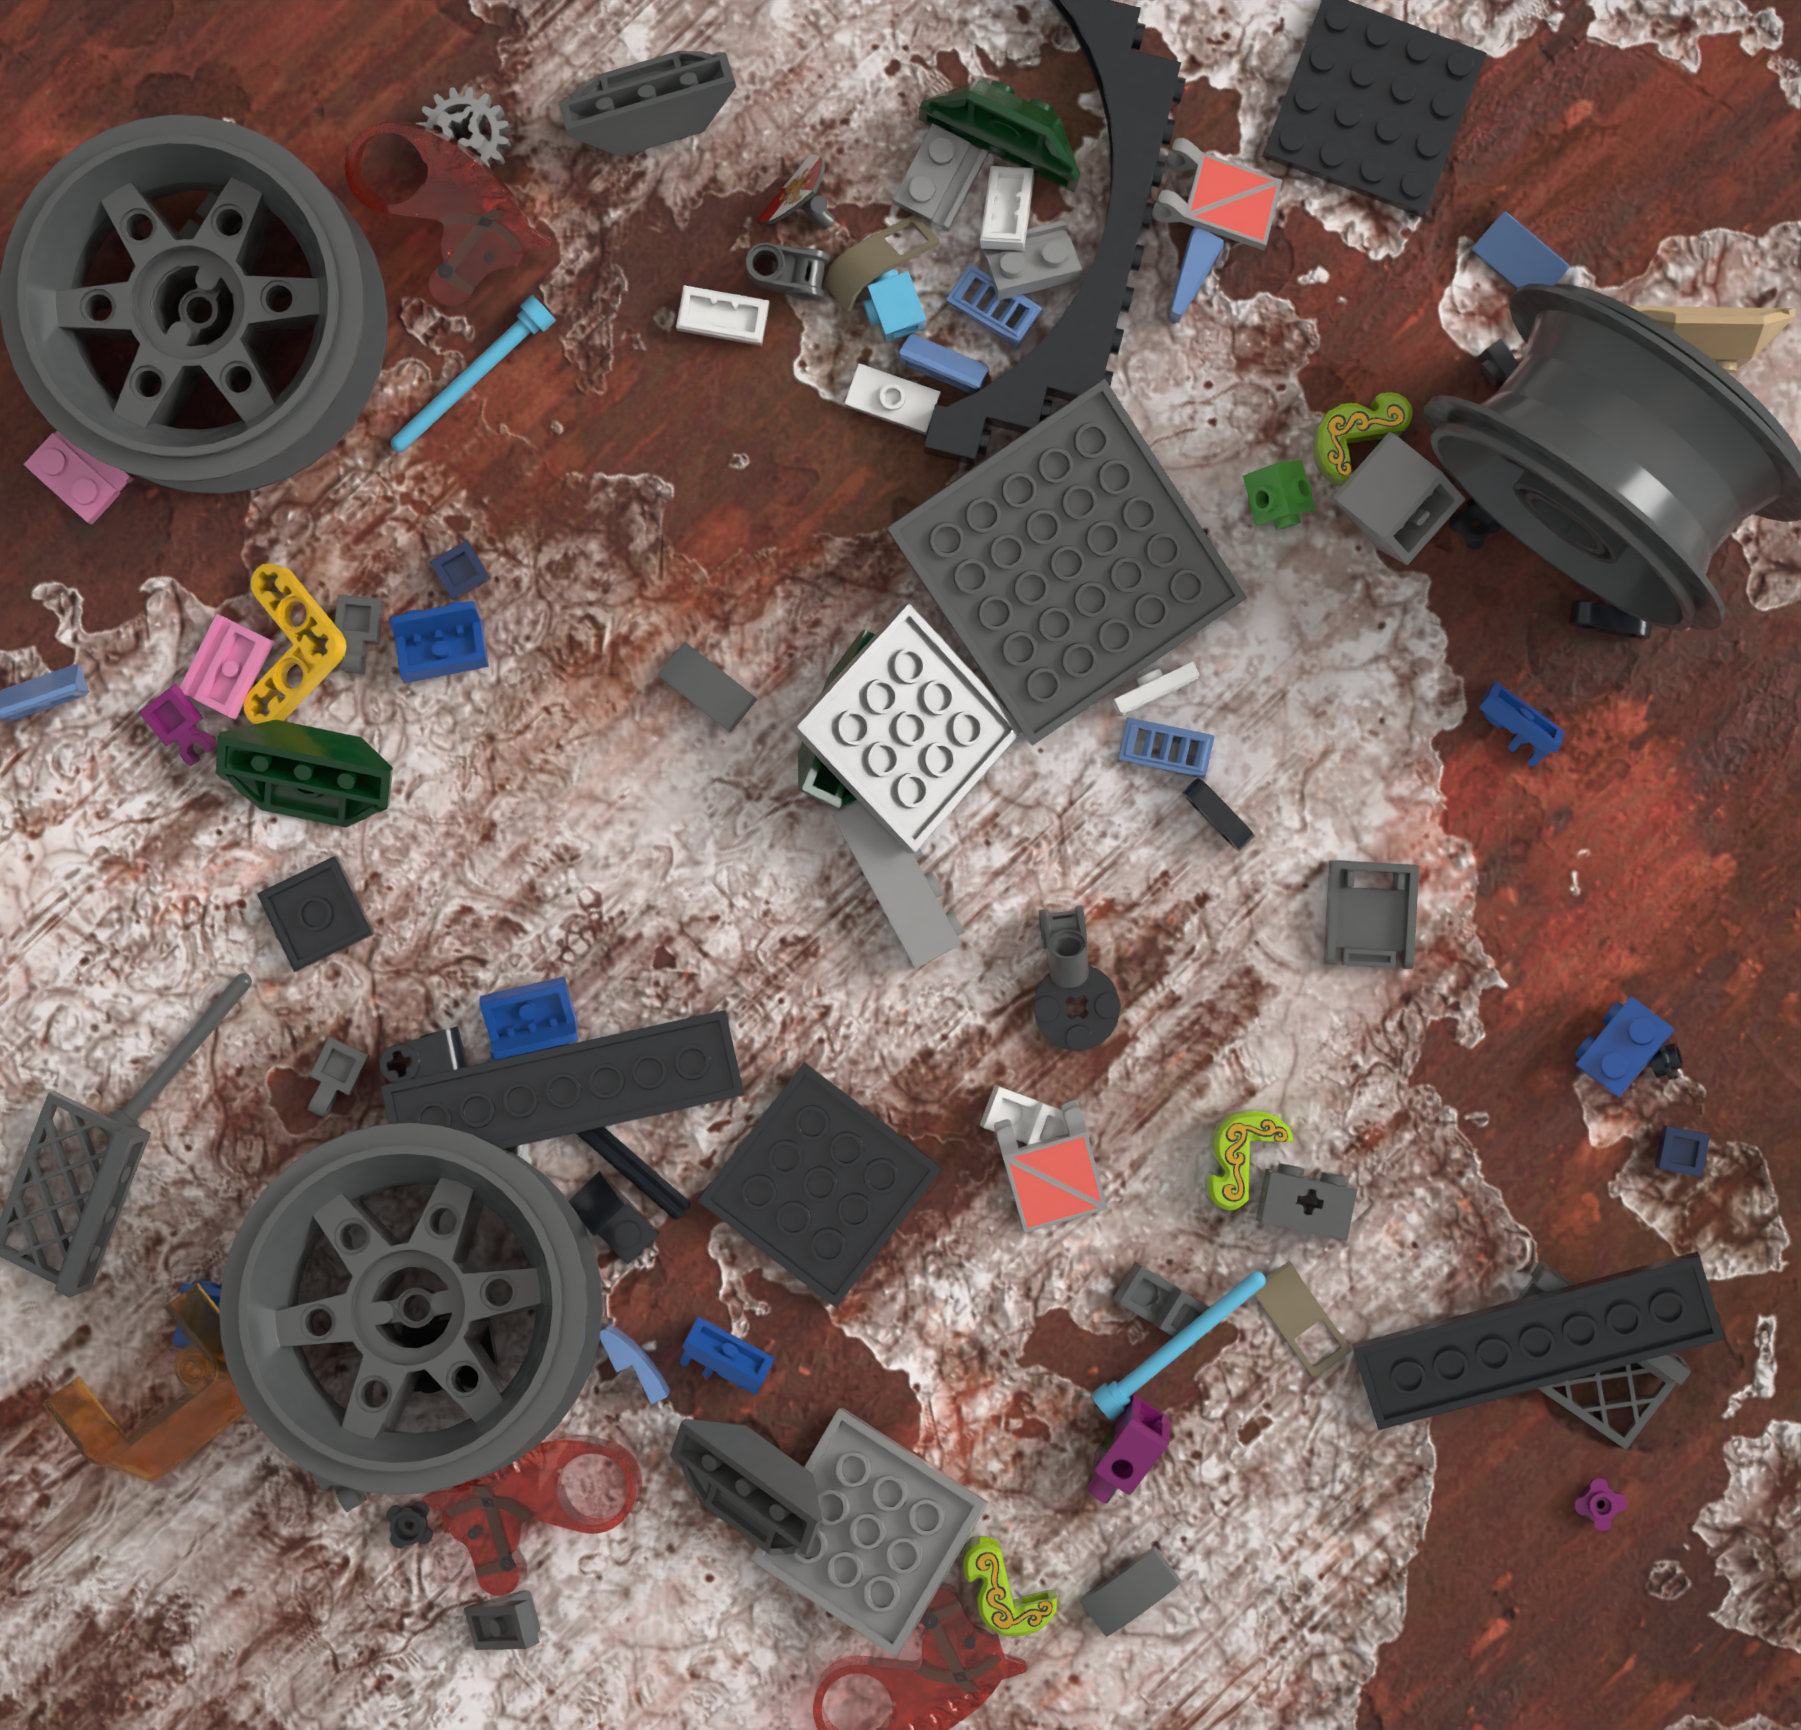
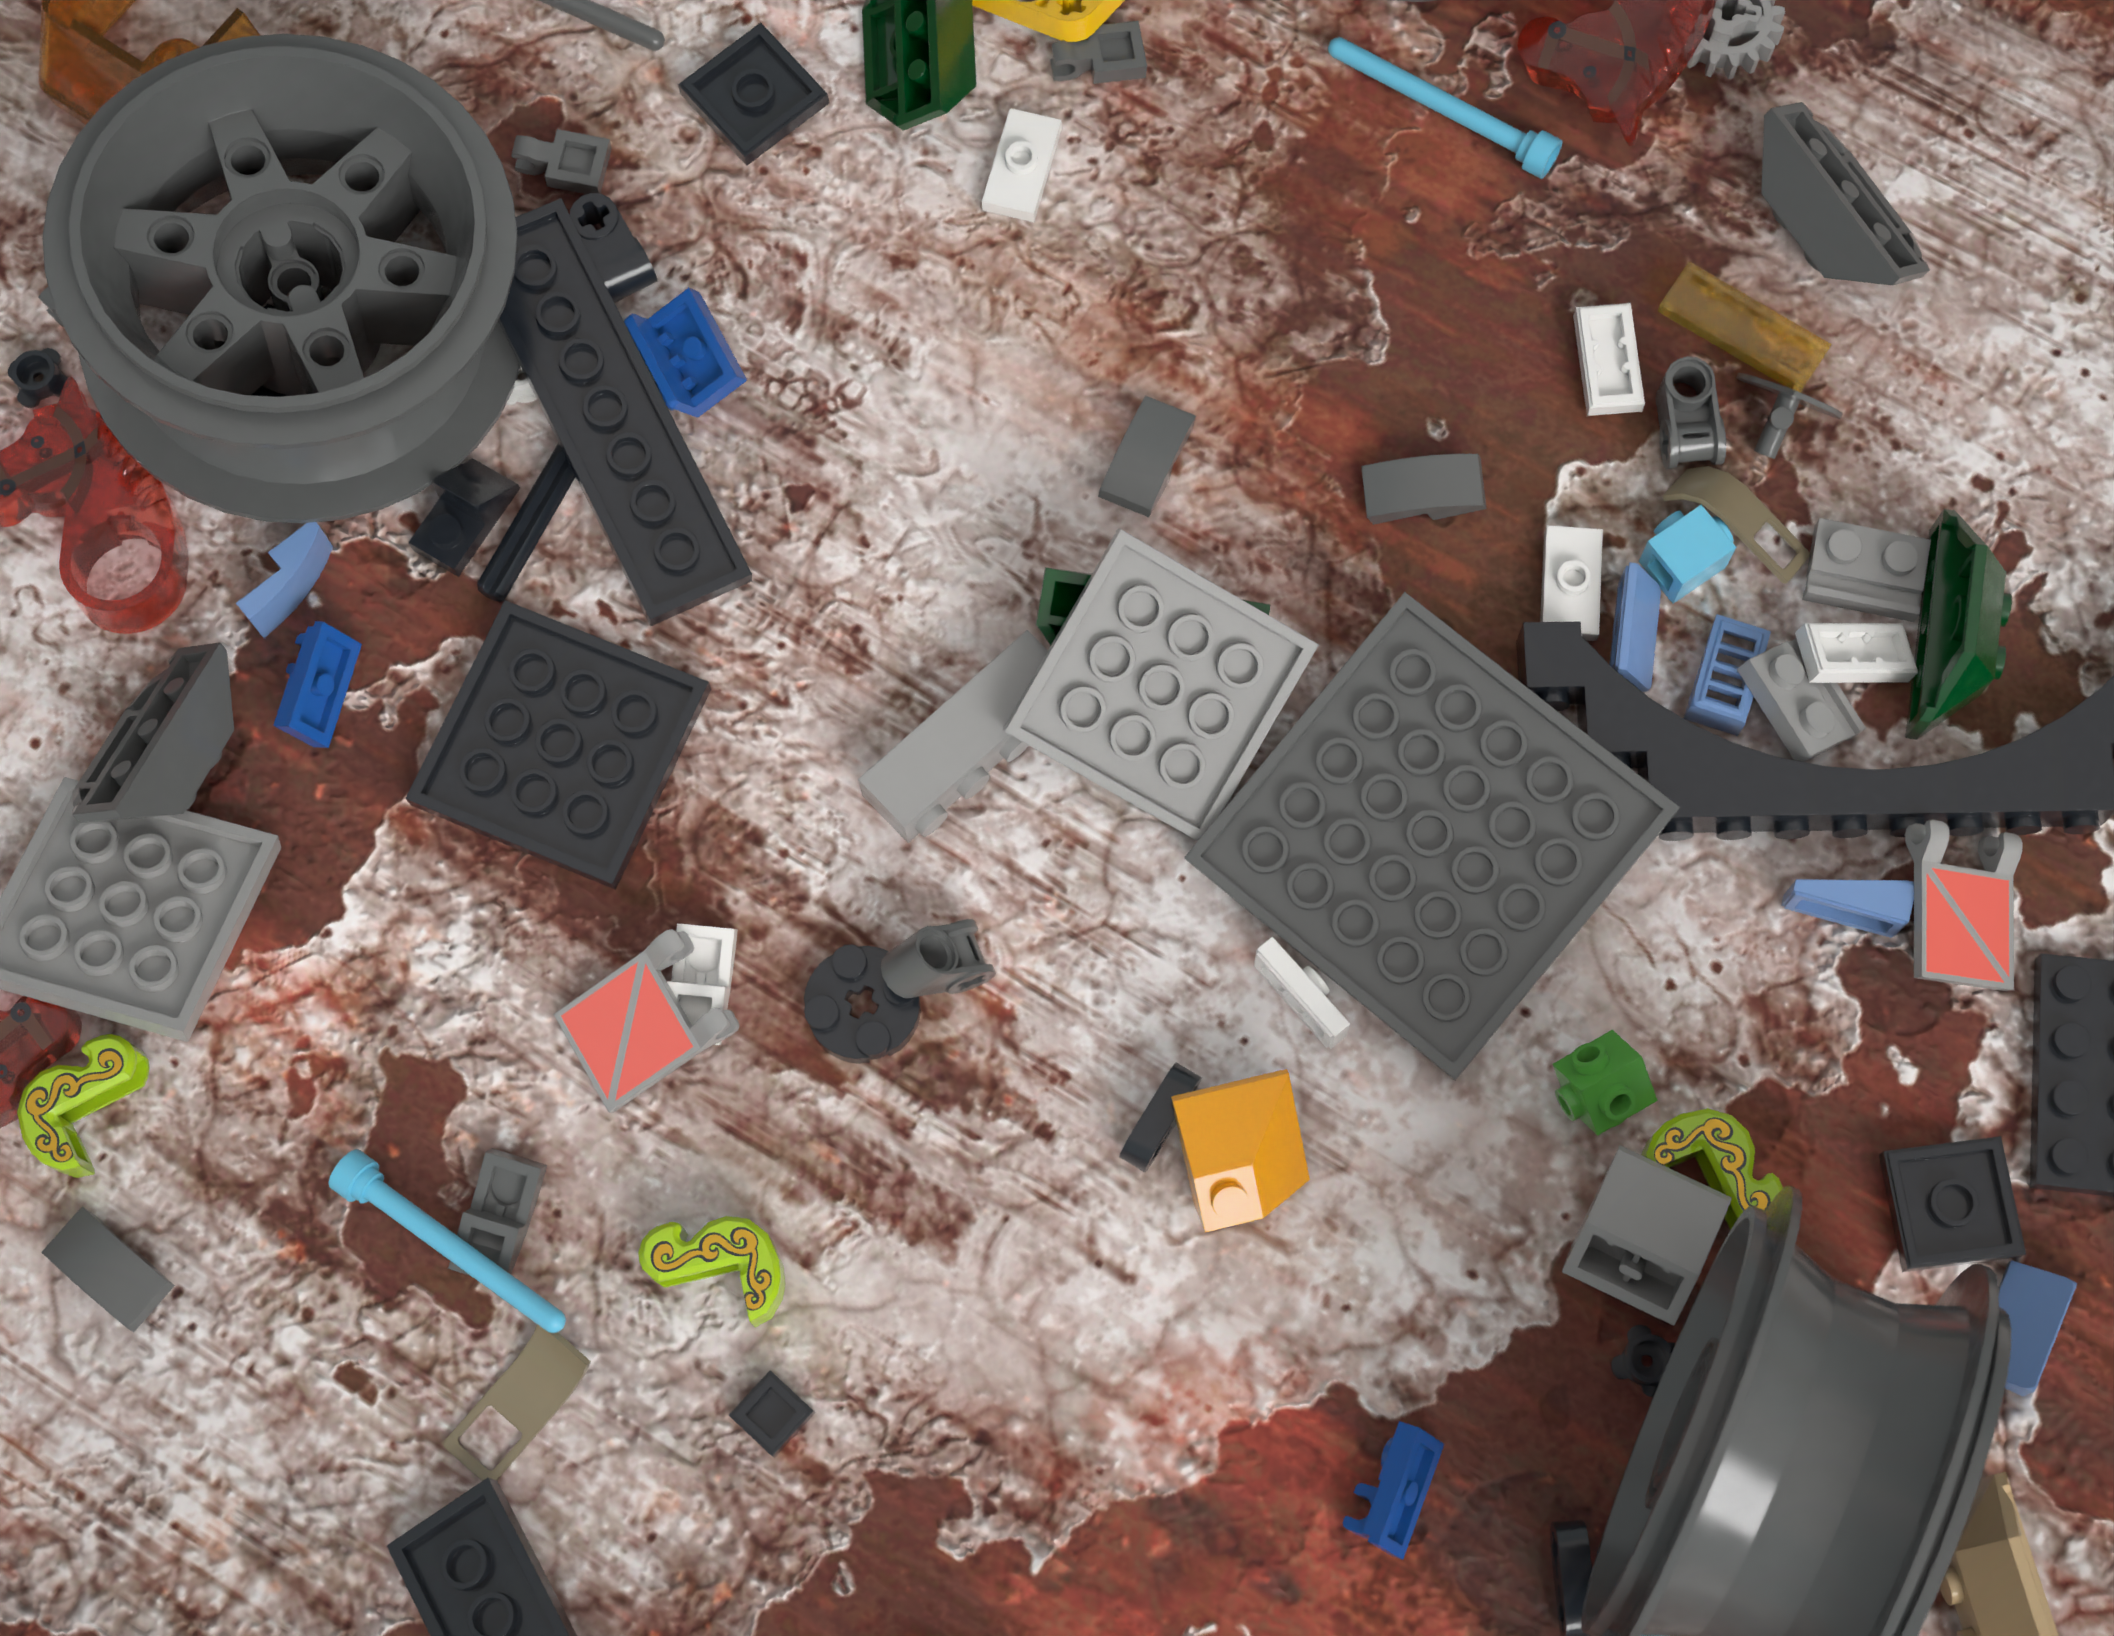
camera: 80 degrees right, 15 degrees down
(434, 718) = (1021, 165): none -> white plate
(439, 641) = (1115, 143): blue bracket -> none
(460, 570) = (1207, 146): dark blue plate -> none
(724, 205) = (1744, 327): none -> clear yellow plate
(789, 486) = (1422, 485): none -> dark grey slope
(1129, 1450) = (295, 1211): magenta torso -> none
(1202, 757) = (1223, 1074): medium blue slope -> none
(1261, 764) = (1241, 1148): none -> light orange slope
(1327, 1218) = (656, 1397): dark grey brick -> none
(1353, 1141) = (772, 1414): none -> black tile
(1371, 921) = (1074, 1361): dark grey container -> none
(1424, 277) = (1952, 1204): none -> black plate

